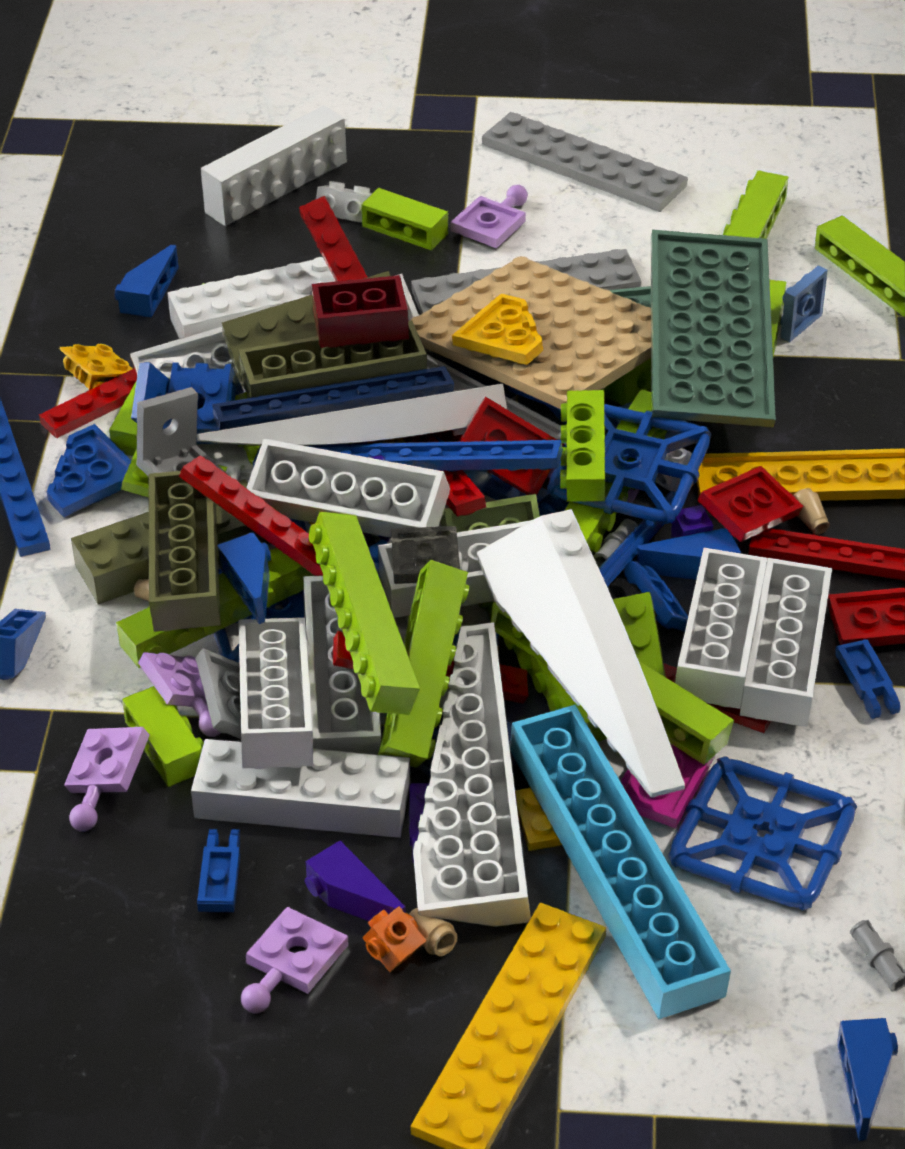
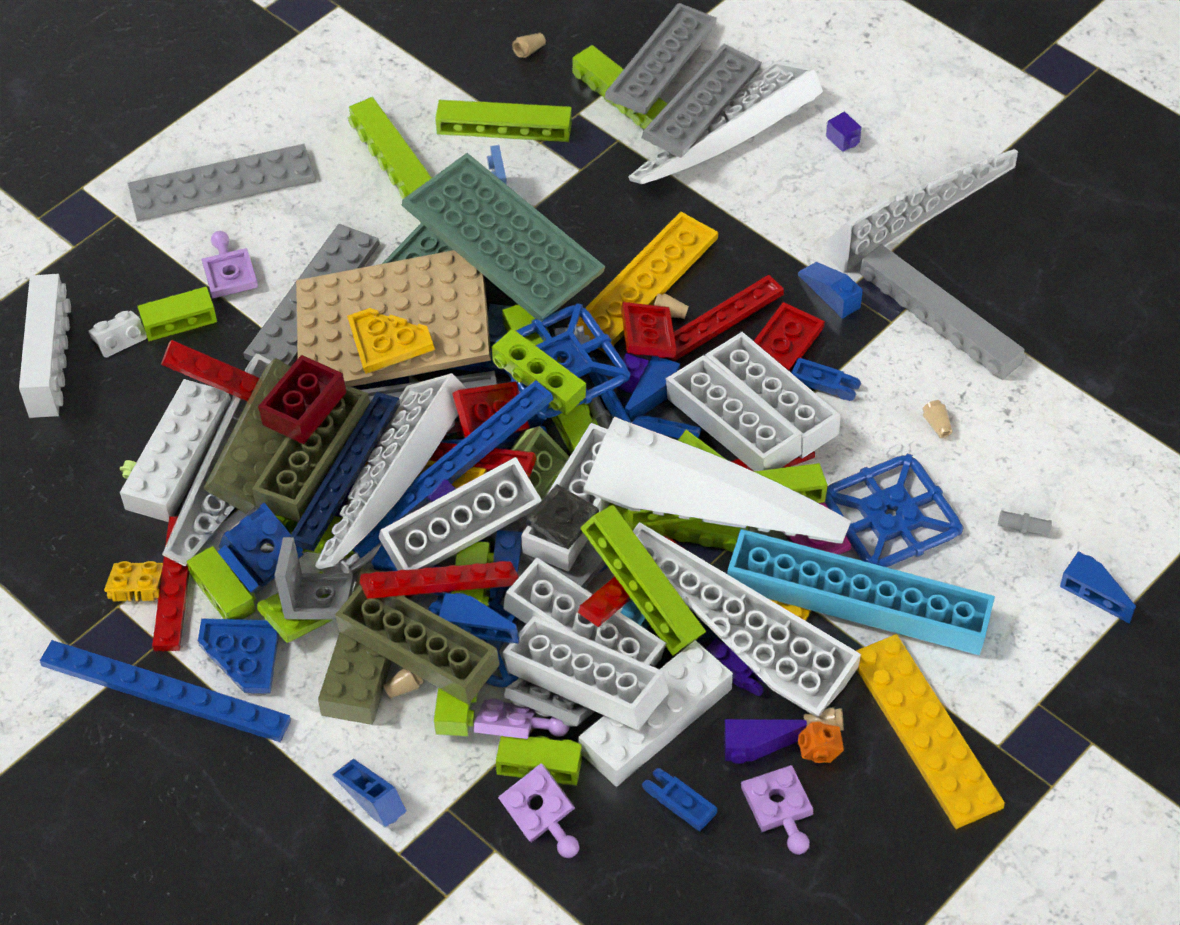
camera: 50 degrees left, 10 degrees up
(147, 283) = (84, 503): blue slope -> none
(364, 614) = (583, 579): lime brick -> none

